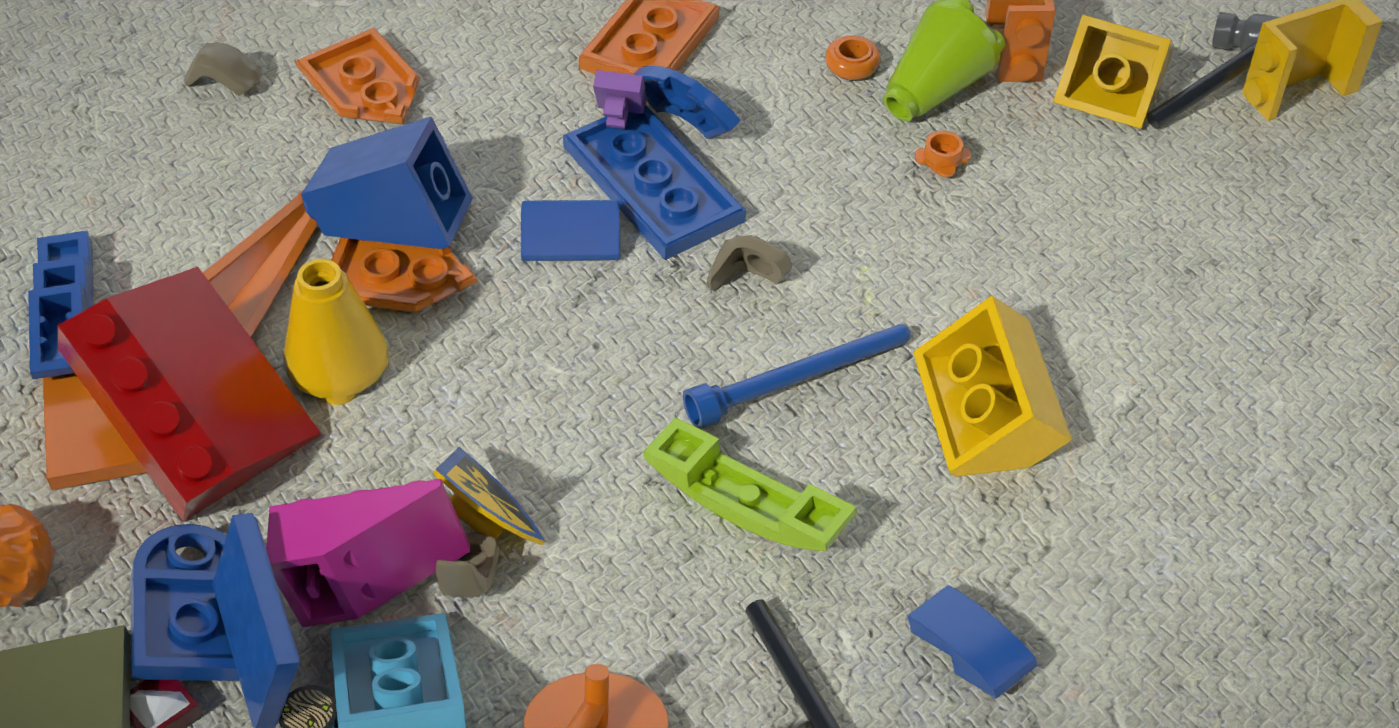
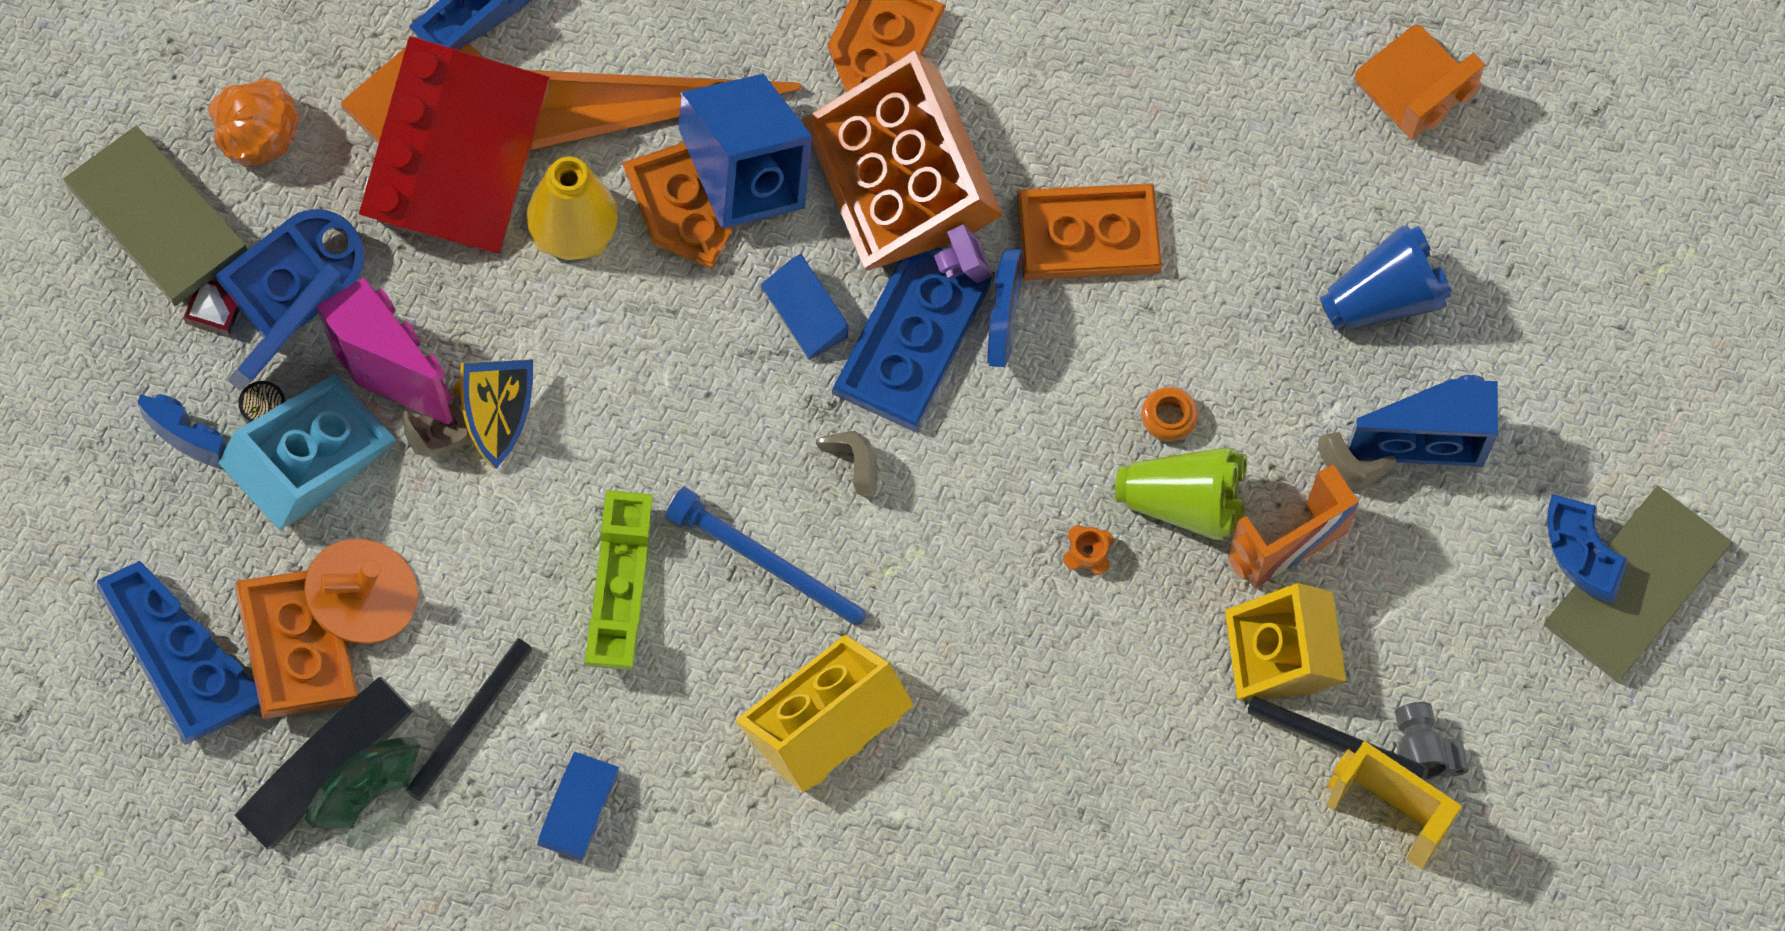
camera: 55 degrees right, 20 degrees up
(502, 96) = (901, 163): none -> orange slope

